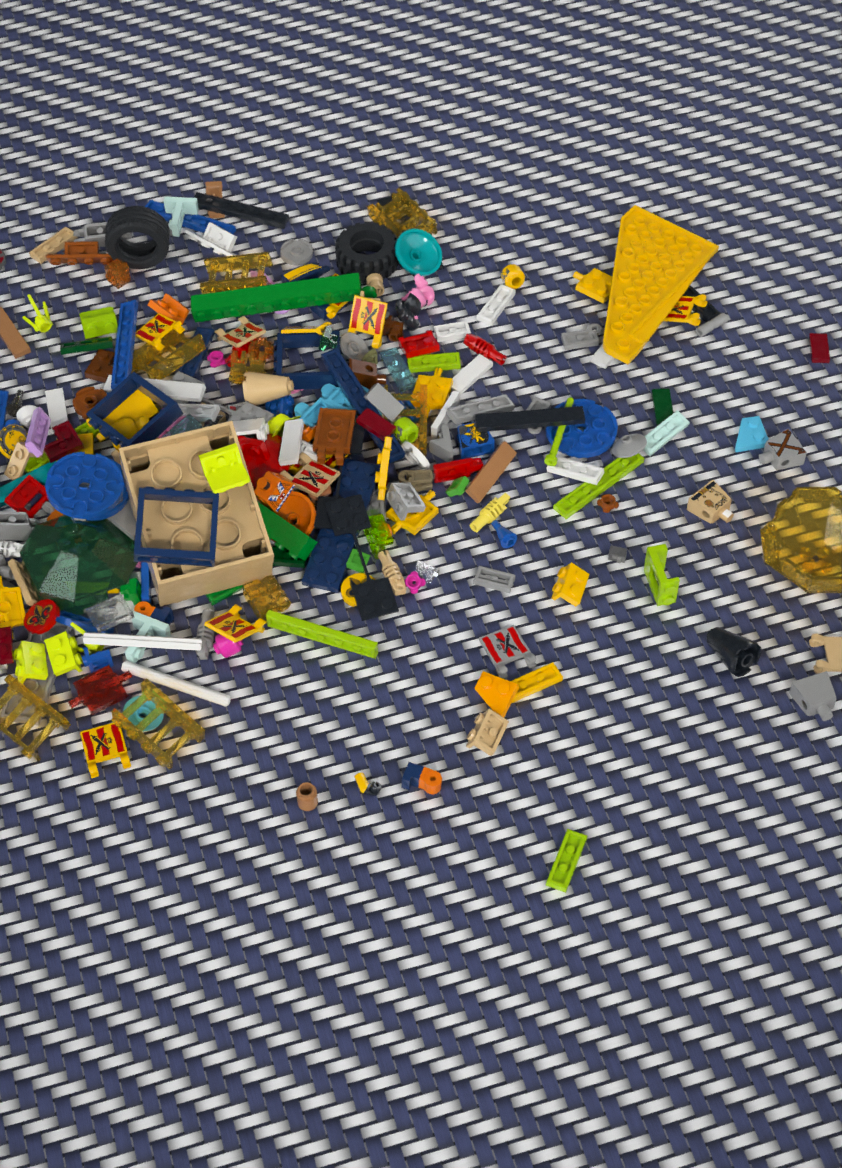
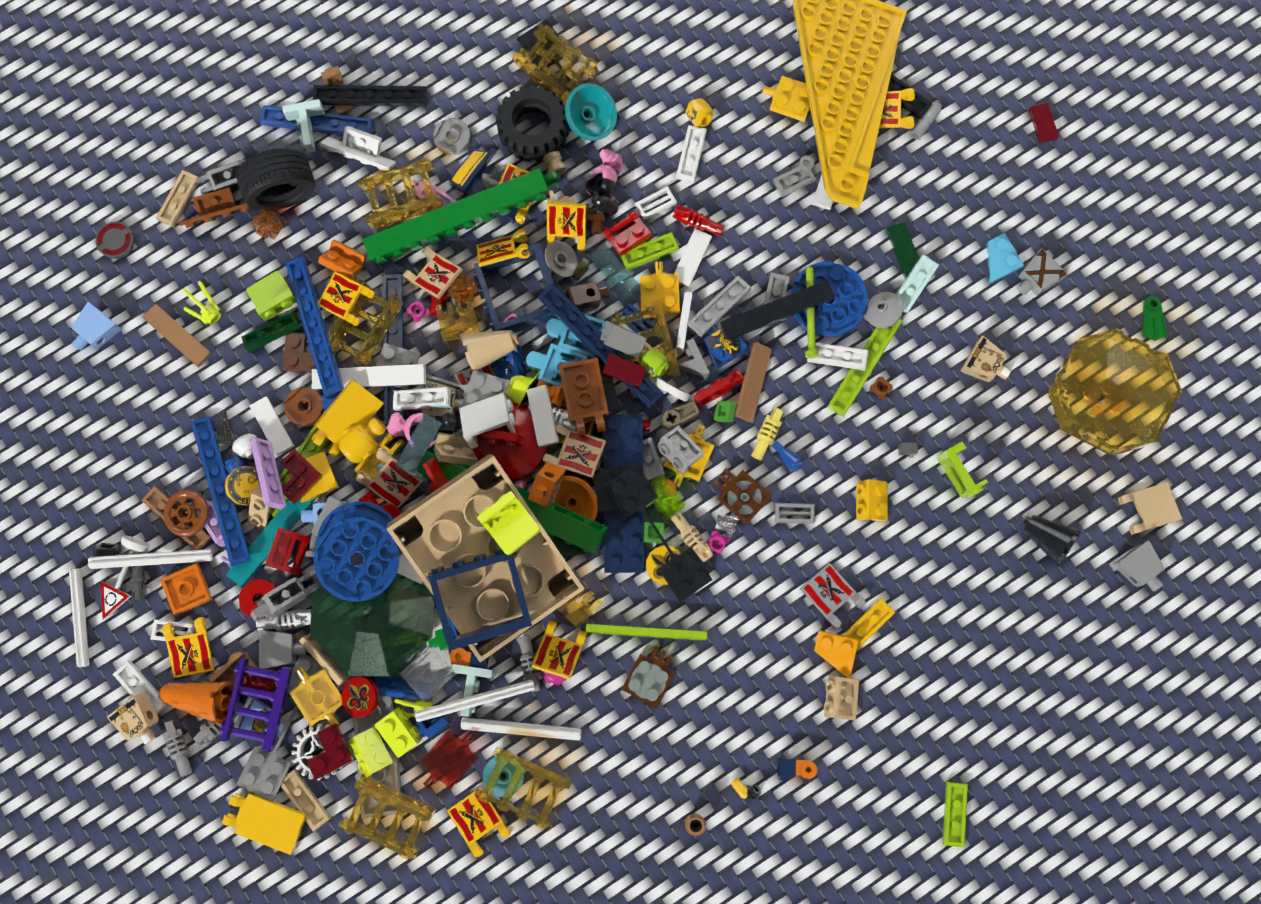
camera: 15 degrees left, 25 degrees up
(118, 395) = (395, 446): dark blue window -> none
(311, 674) = (649, 678): none -> piece
(328, 339) = (531, 264): clear green tile -> none
(383, 460) = (650, 425): yellow plate -> none
(450, 552) = (742, 495): none -> reddish brown piece

